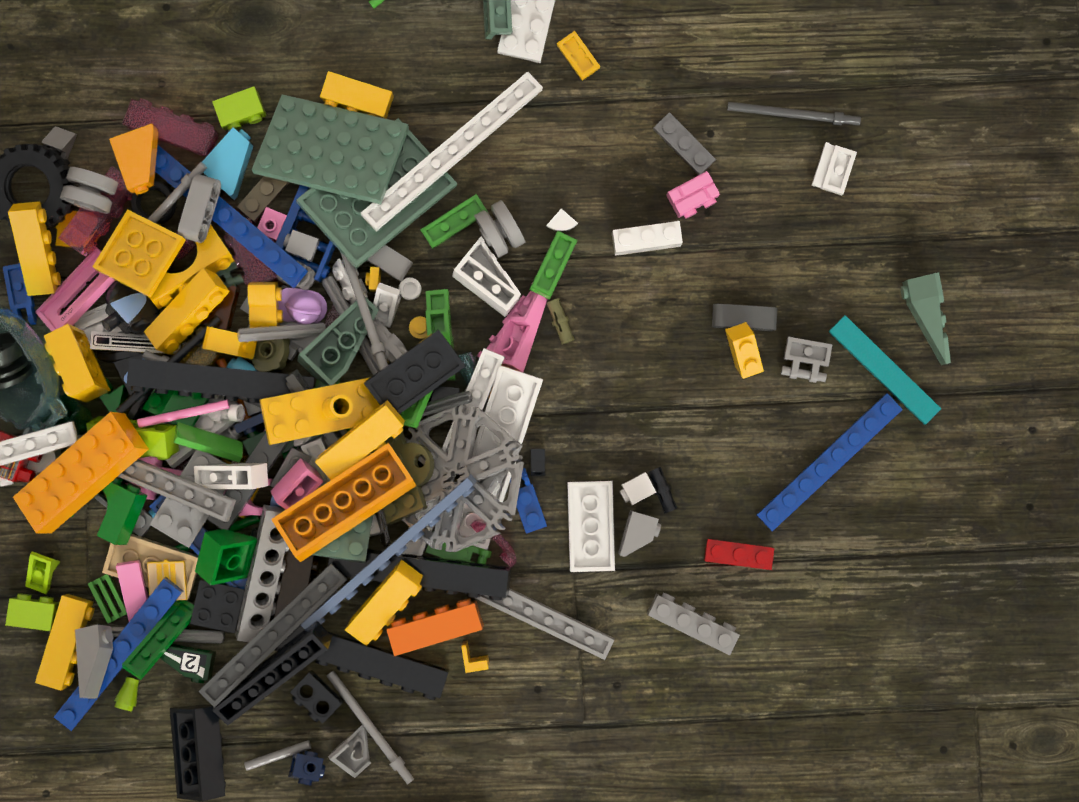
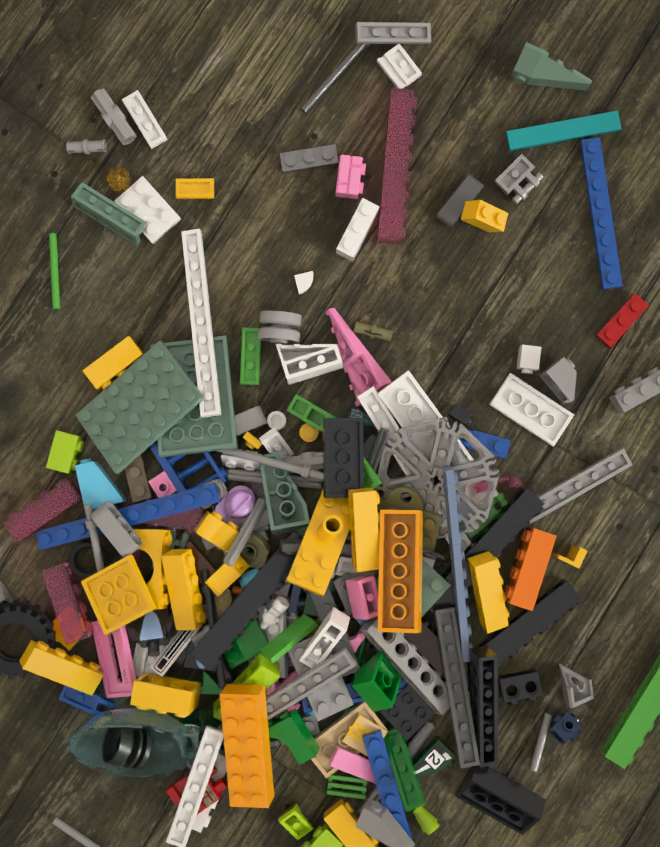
camera: 55 degrees left, 0 degrees up
(89, 190) = (48, 599): light grey wheel -> none
(137, 157) = (48, 548): light orange slope -> none
(184, 413) = (255, 642): bright pink bar -> none
(301, 245) = (193, 475): light grey brick -> none
(397, 762) = (603, 661): light grey bar -> none
(553, 265) = (330, 308): bright green tile -> none
(662, 490) = (541, 341): black pin -> none
(734, 232) = (395, 166): none -> clear pink brick
(862, 139) = (392, 33): none -> light grey plate

